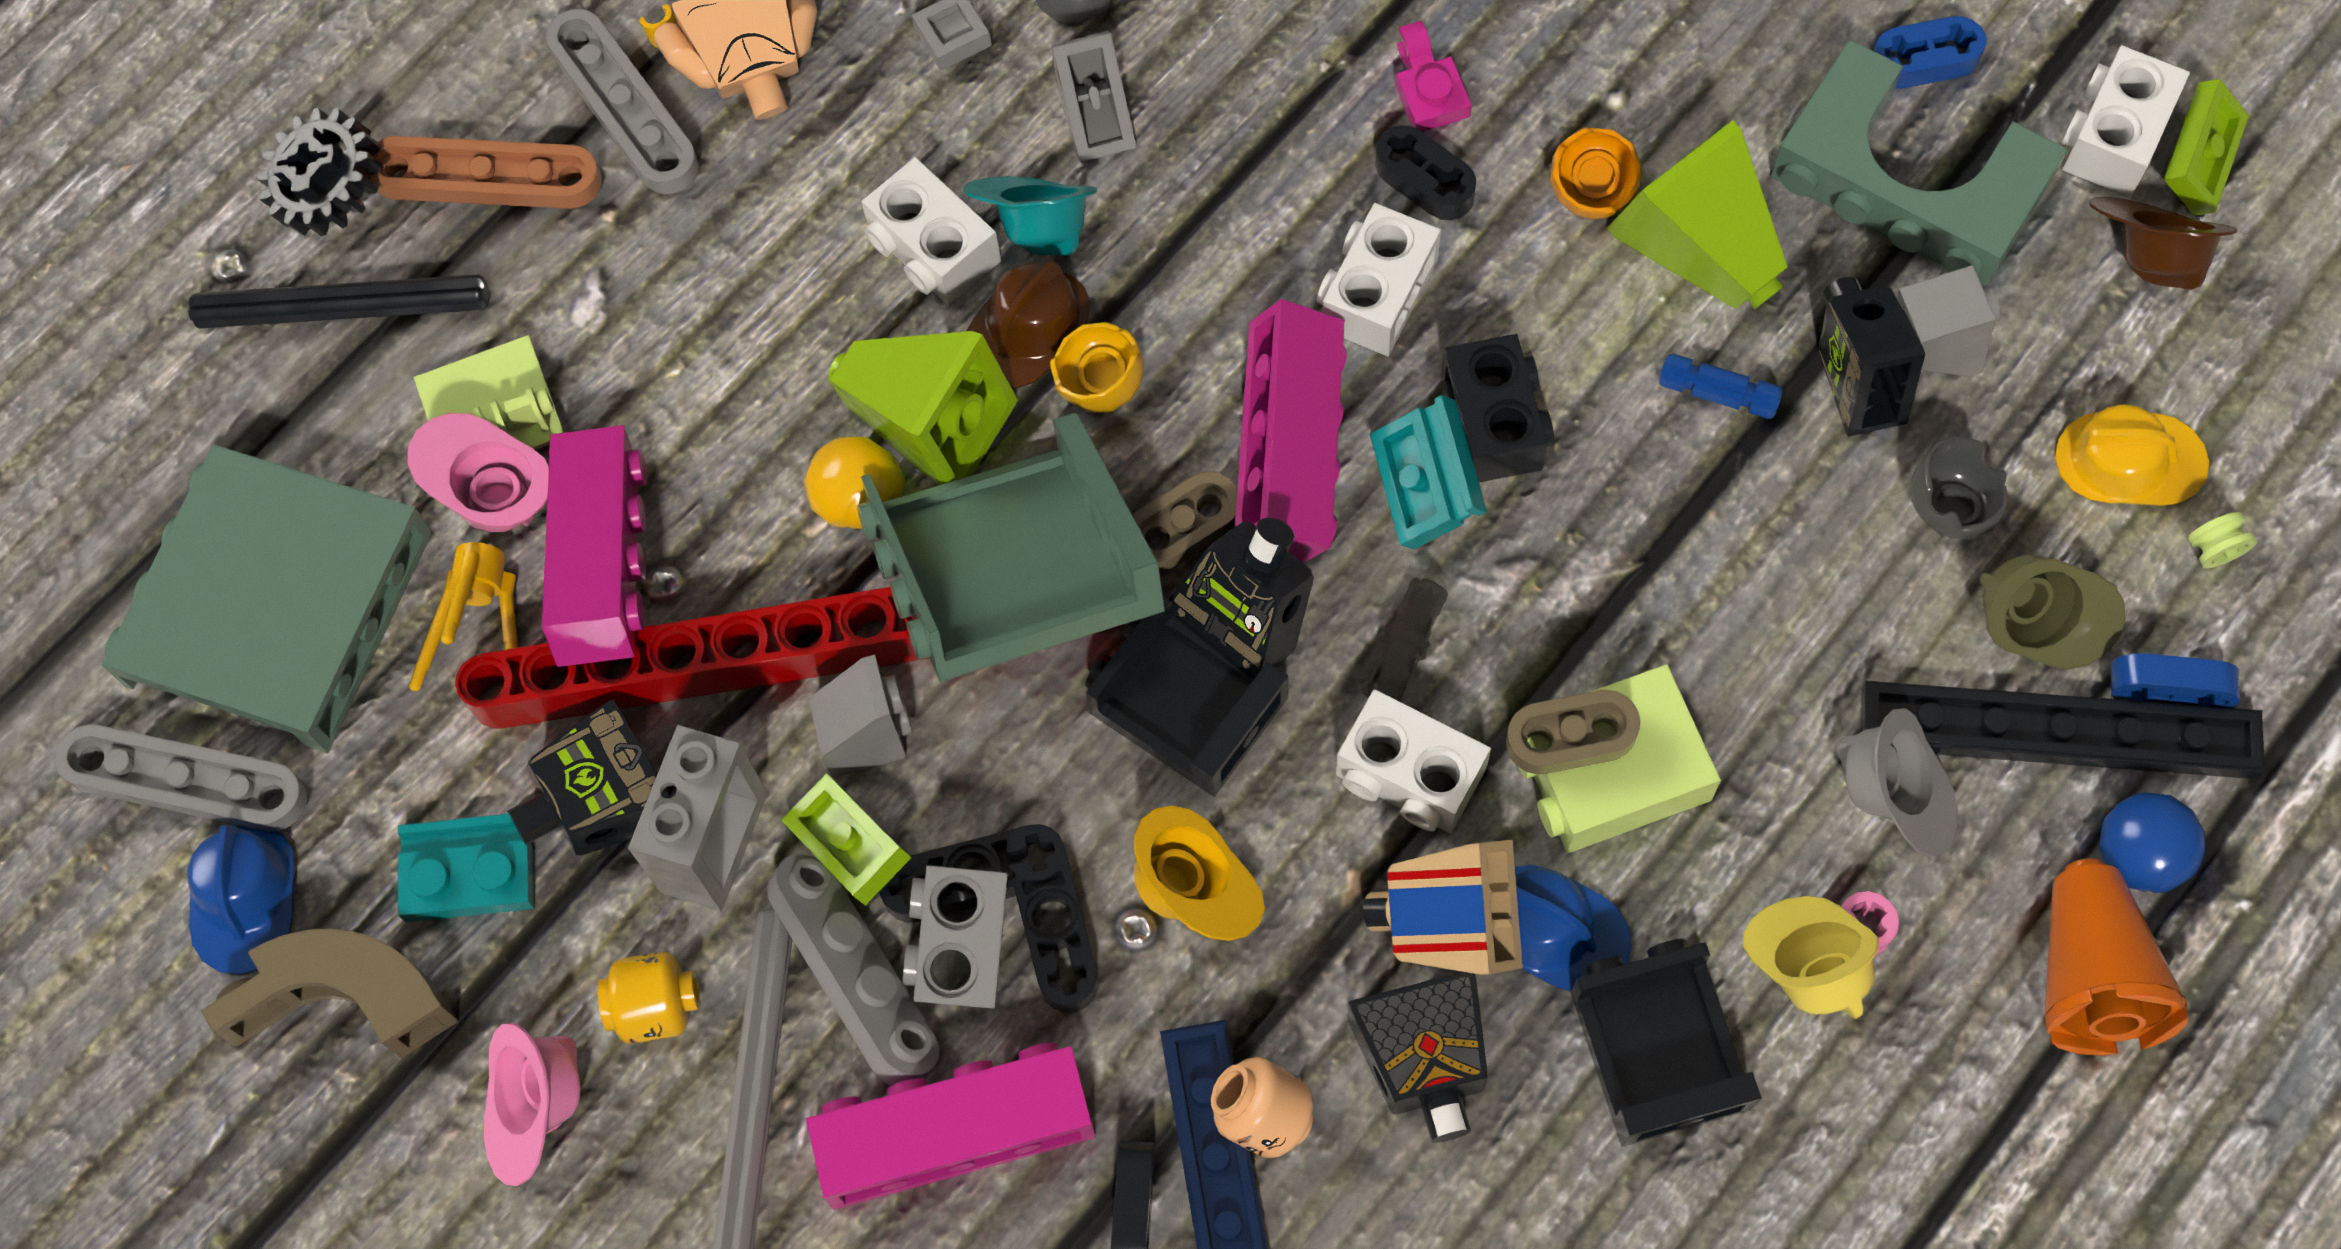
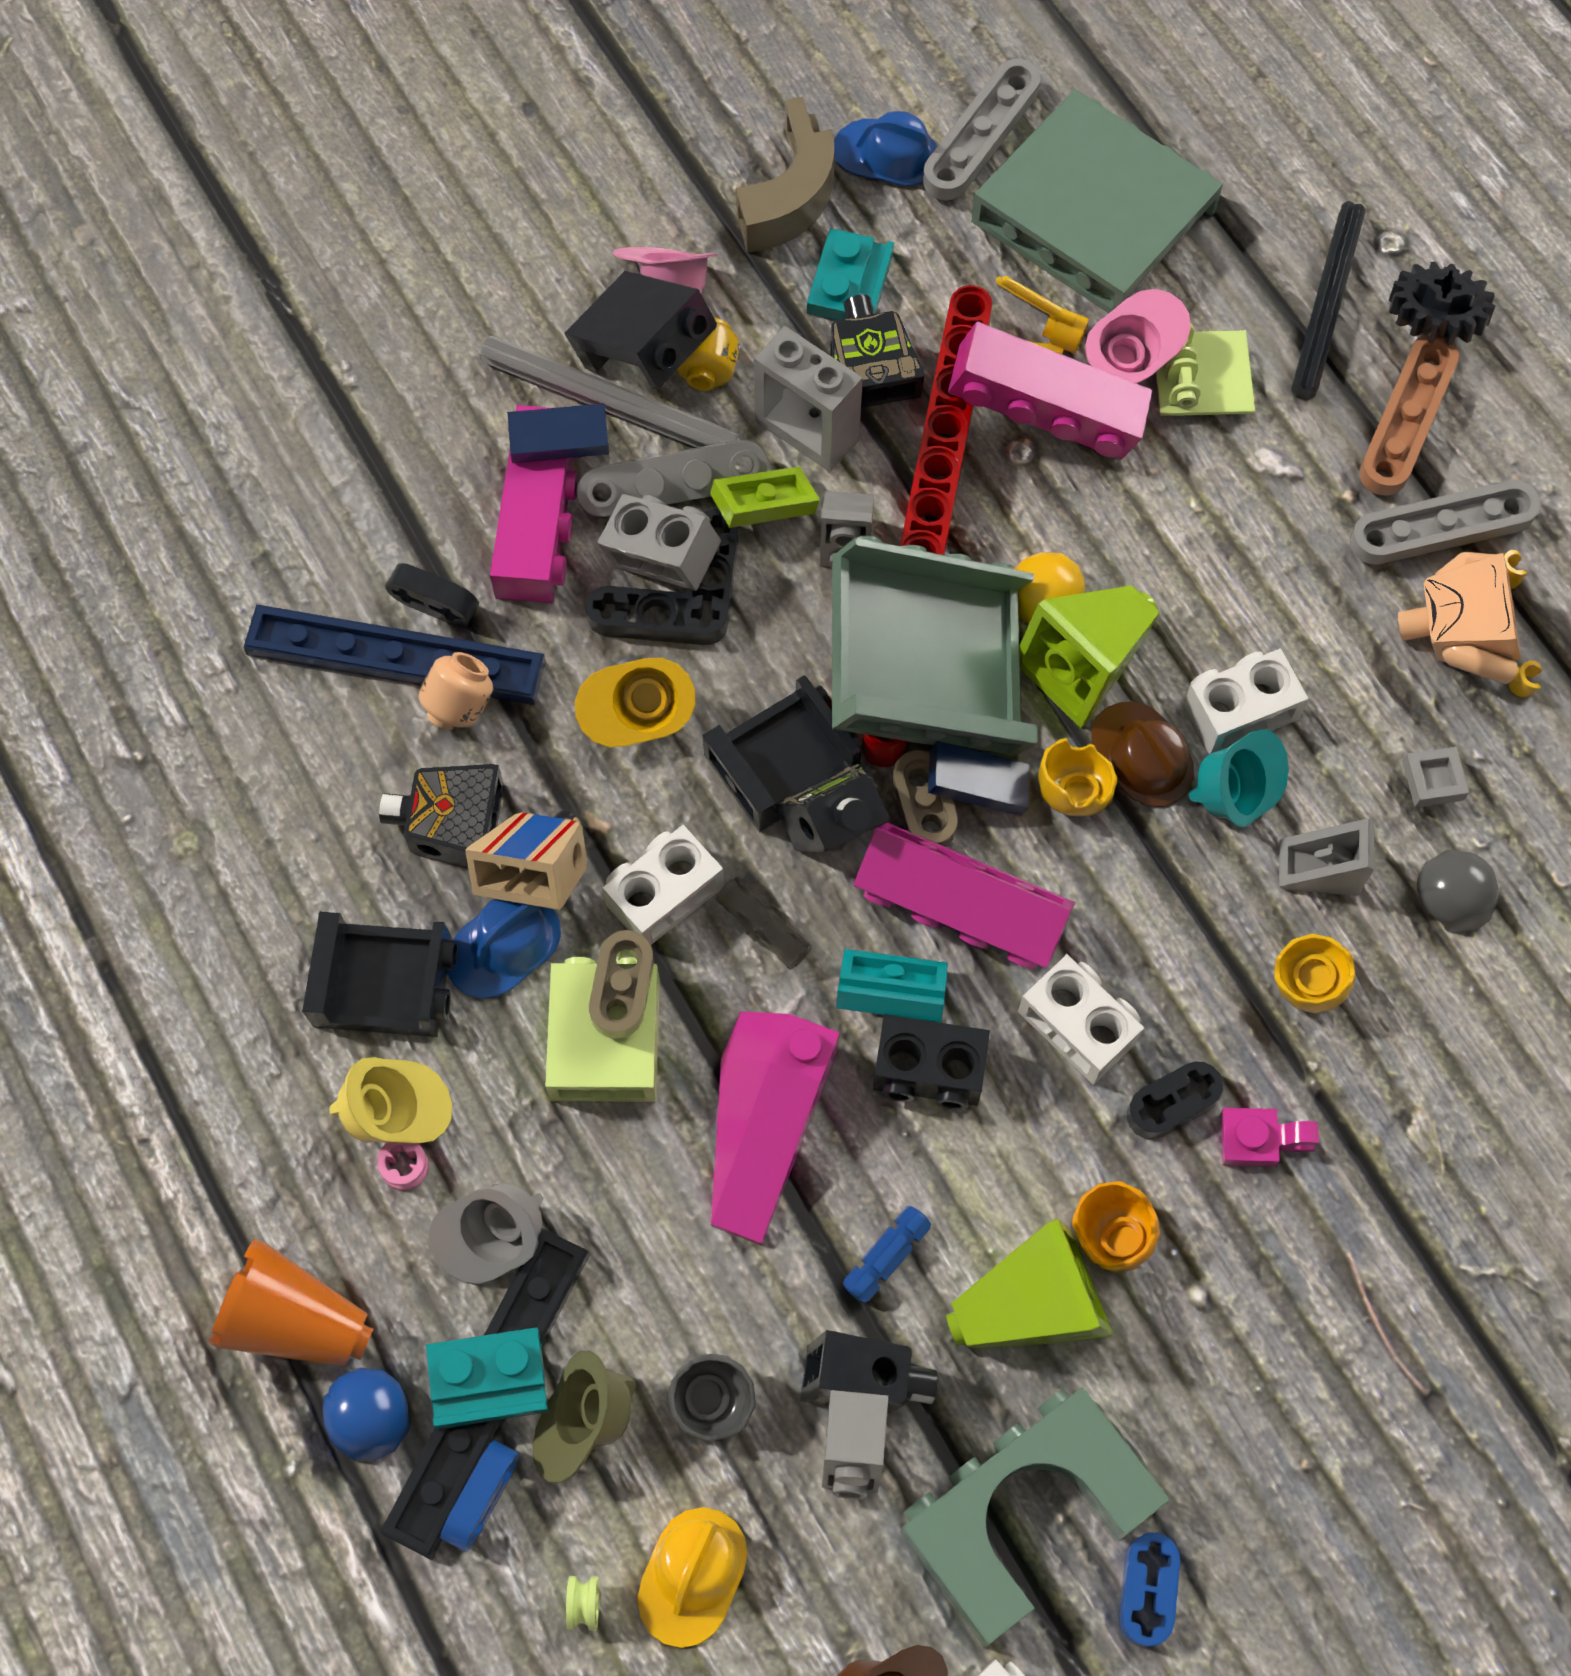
camera: 105 degrees right, 0 degrees up
(648, 1077) = (643, 325): none -> black panel
(855, 1116) = (558, 433): none -> dark blue tile
(1139, 465) = (978, 778): none -> dark blue tile
(1234, 74) = (1314, 973): none -> yellow hair
(1617, 556) = (765, 1105): none -> dark pink wedge
(2057, 721) = (486, 1378): none -> teal plate

